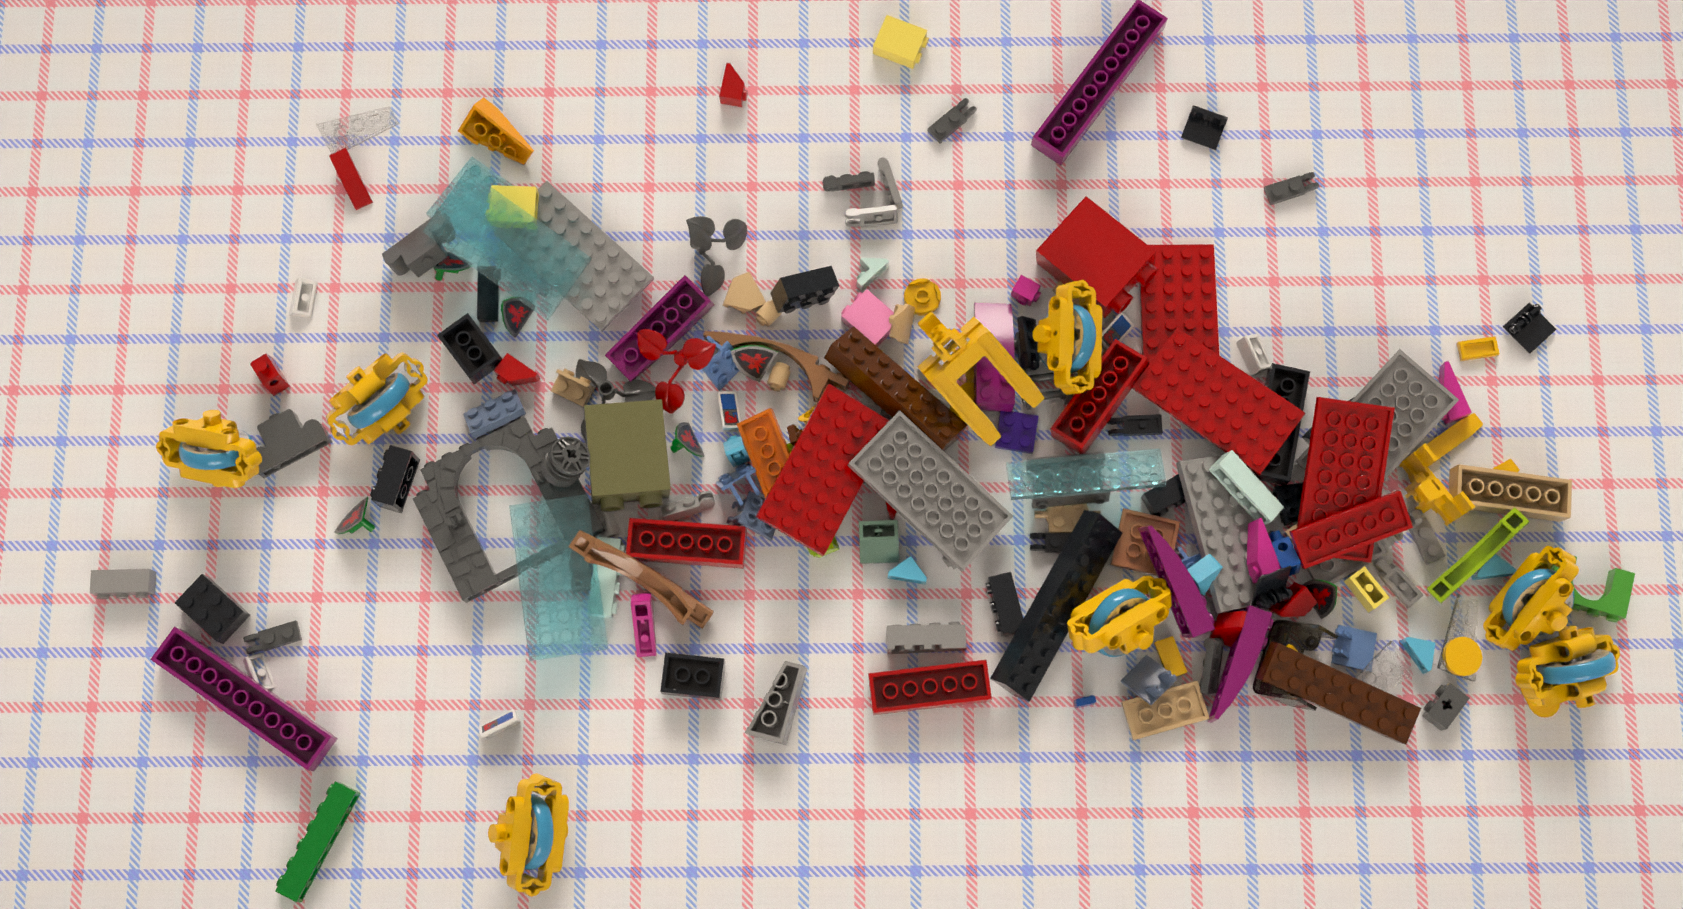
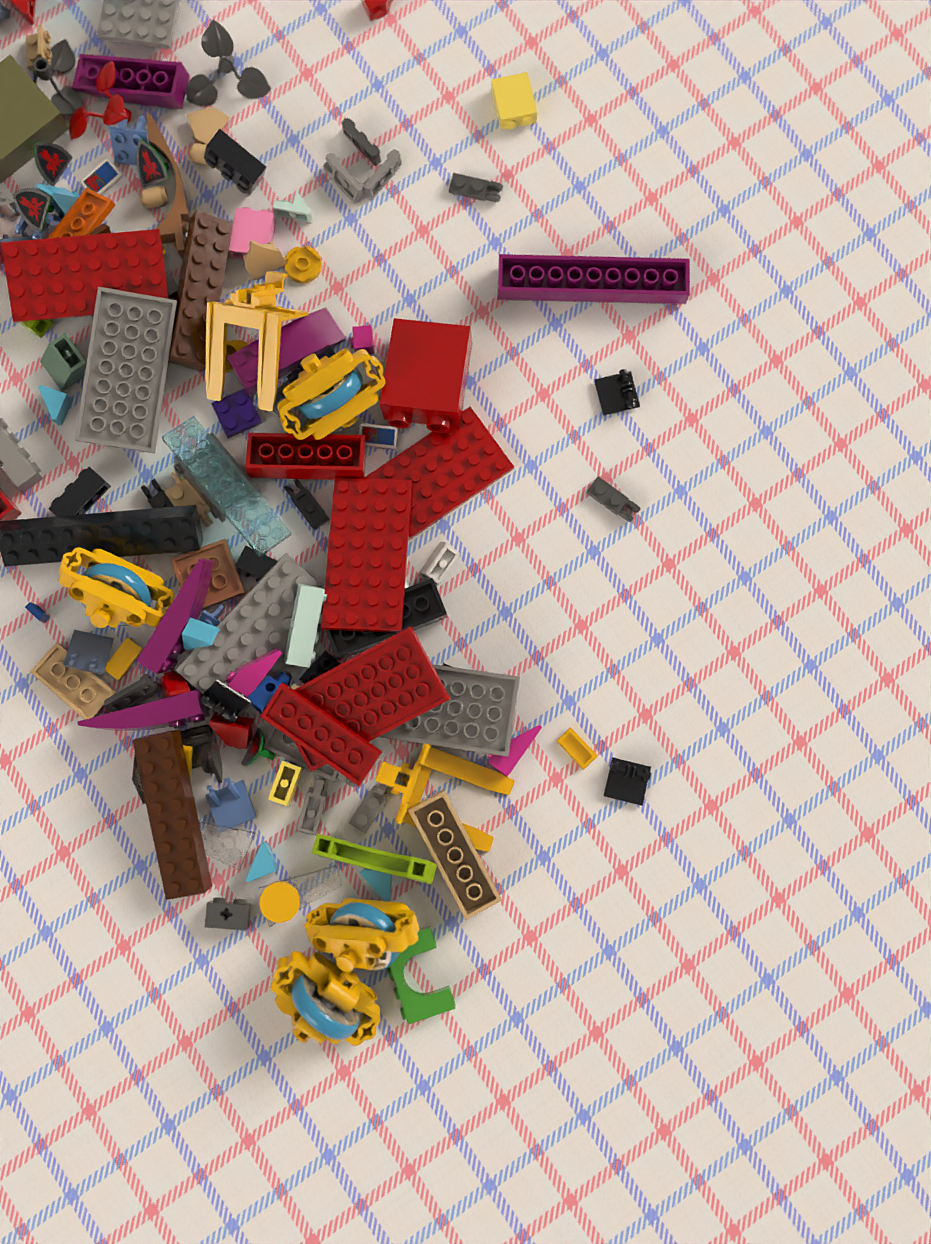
camera: 55 degrees right, 5 degrees up
(735, 473) = (33, 206): none -> shield

